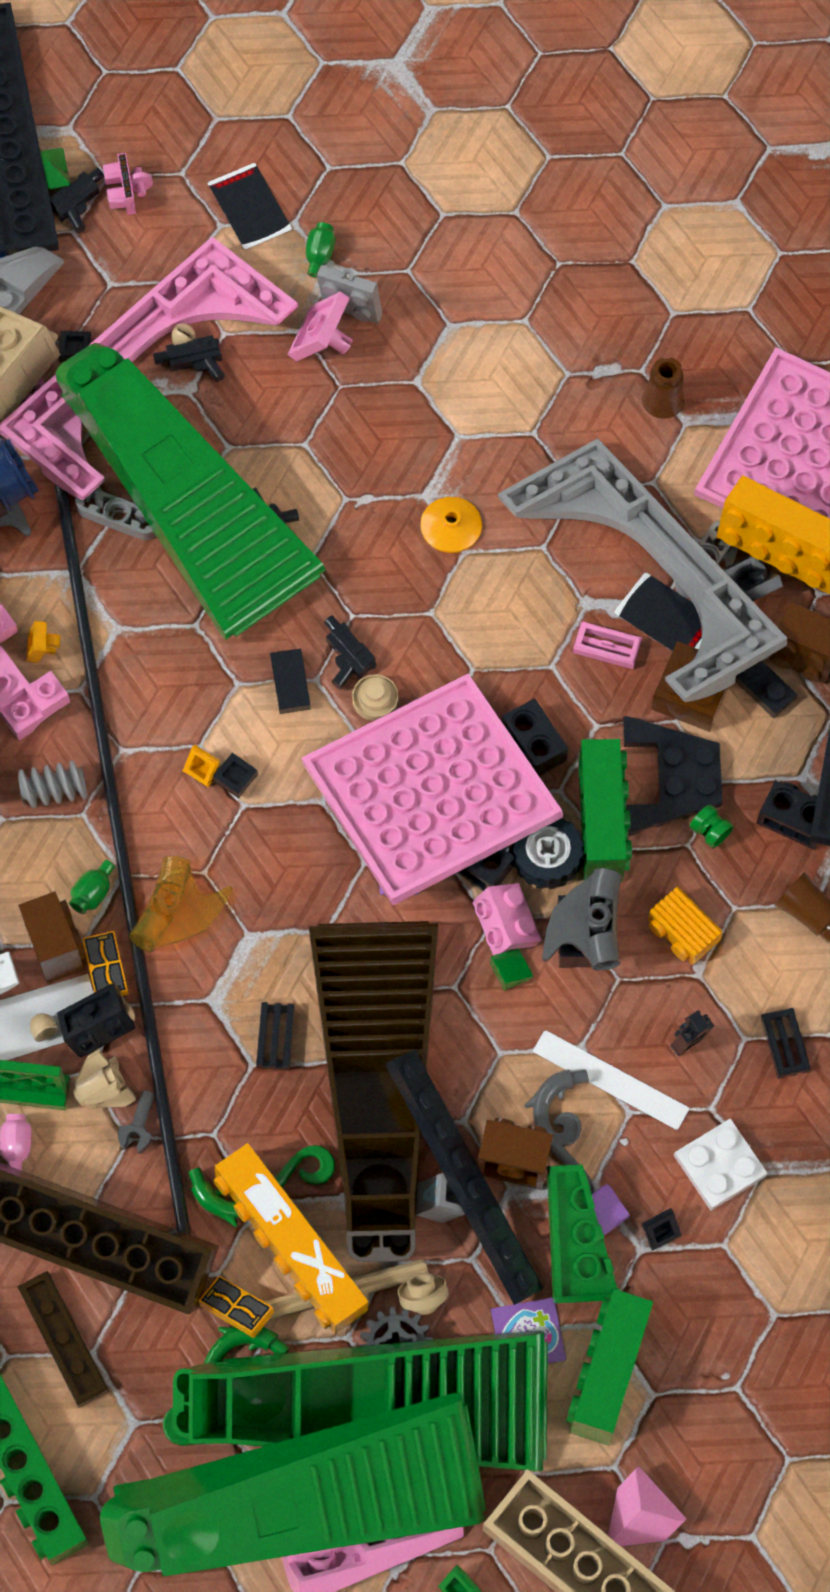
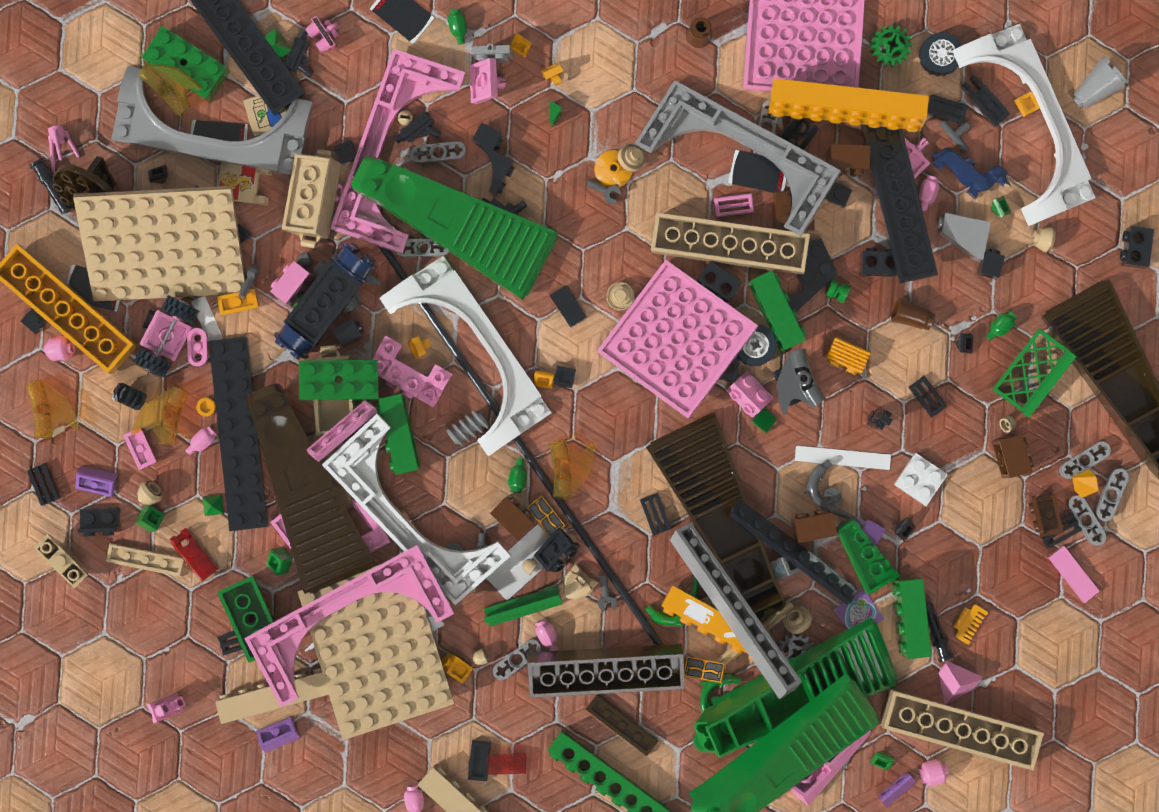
camera: 25 degrees left, 20 degrees up
(151, 779) = (521, 400): none -> white piece
(189, 384) = (423, 148): none -> light grey beam
(289, 451) = (489, 141): none -> black arch
(327, 1221) = (735, 610): none -> light grey brick
(352, 655) = (596, 276): black piece -> none
(396, 307) = (520, 45): none -> light orange slope
(400, 413) = (554, 112): none -> green slope
(424, 358) = (552, 72): none -> light orange tile
(426, 548) = (604, 190): none -> dark grey bar
(484, 515) = (631, 157): none -> tan plate
(576, 685) = (730, 243): none -> tan brick
(642, 1432) = (940, 641): none -> black pin
(699, 1419) = (964, 621): none -> light orange piece

